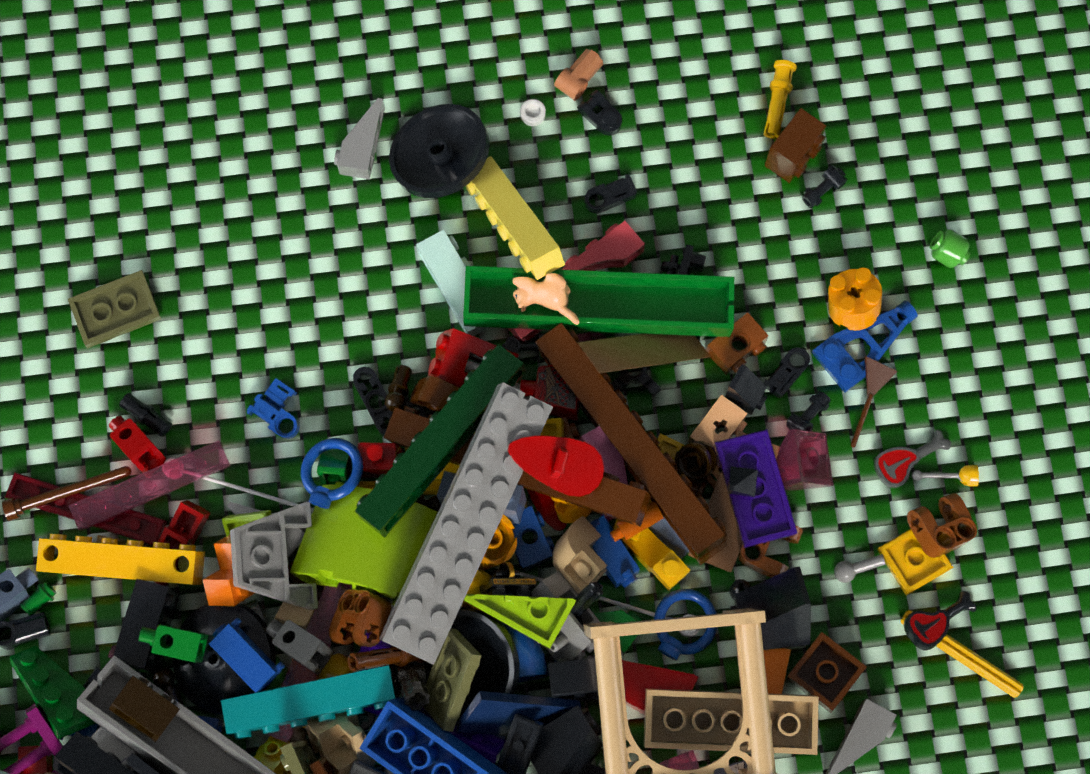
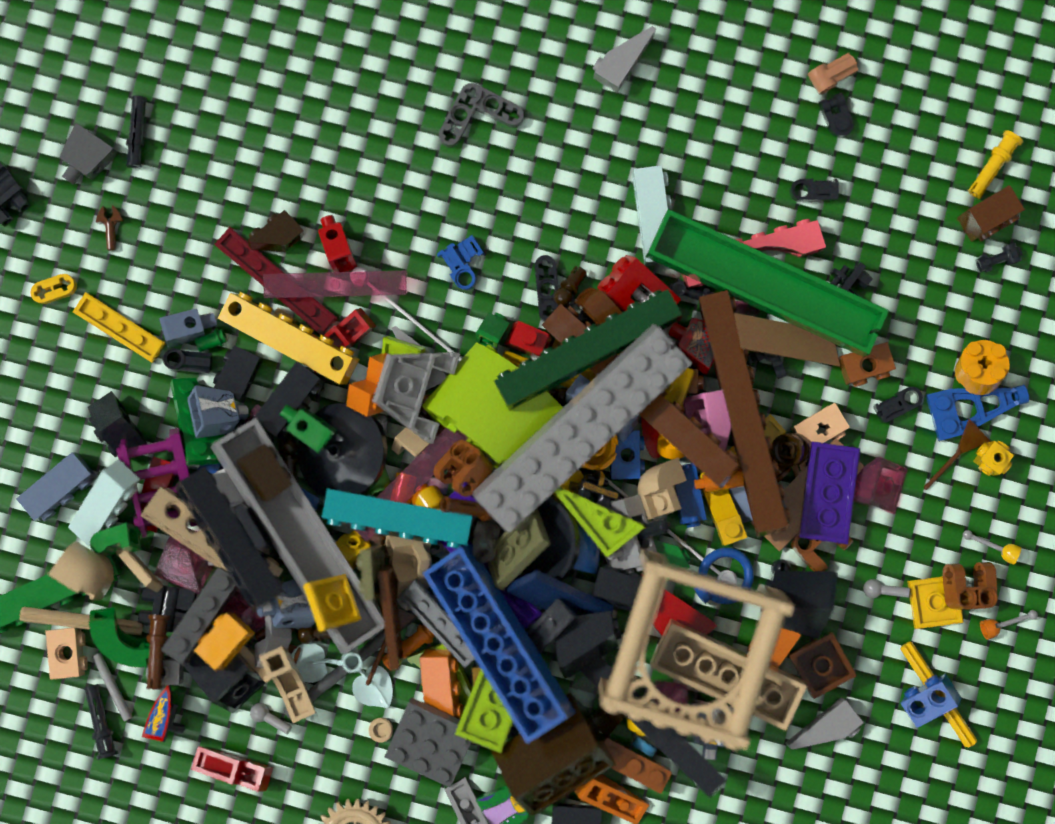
camera: 20 degrees right, 10 degrees up
(14, 508) = (218, 257): reddish brown piece -> none
(67, 669) = (214, 411): none -> sand blue torso
(68, 460) = (277, 235): none -> dark brown slope
(79, 622) = (237, 372): none -> black brick
(114, 309) = (361, 120): olive plate -> none
(145, 414) = (353, 222): black pin -> none
(231, 245) = (477, 104): none -> dark grey beam
(244, 656) = (359, 461): blue brick -> none
(300, 645) = (411, 474): dark grey torso -> none
(323, 496) = (473, 354): blue piece -> none
(439, 151) = (686, 94): black dish -> none
(515, 221) = (725, 182): light yellow brick -> none
(532, 112) = (779, 90): white tile -> none
(549, 293) = (728, 261): light nougat animal -> none
(559, 463) = (677, 412): red shield -> none
(742, 481) = (821, 483): black slope -> none
(747, 390) = (857, 407): black slope -> none
(818, 403) = (891, 452): black bar -> none
(895, 463) = (953, 518): dark grey piece -> none
(904, 393) = (986, 461): none -> yellow brick
(929, 629) = (921, 665): black piece -> none
(961, 664) = (934, 704): none -> blue brick
(985, 561) = (991, 628): none -> hinge

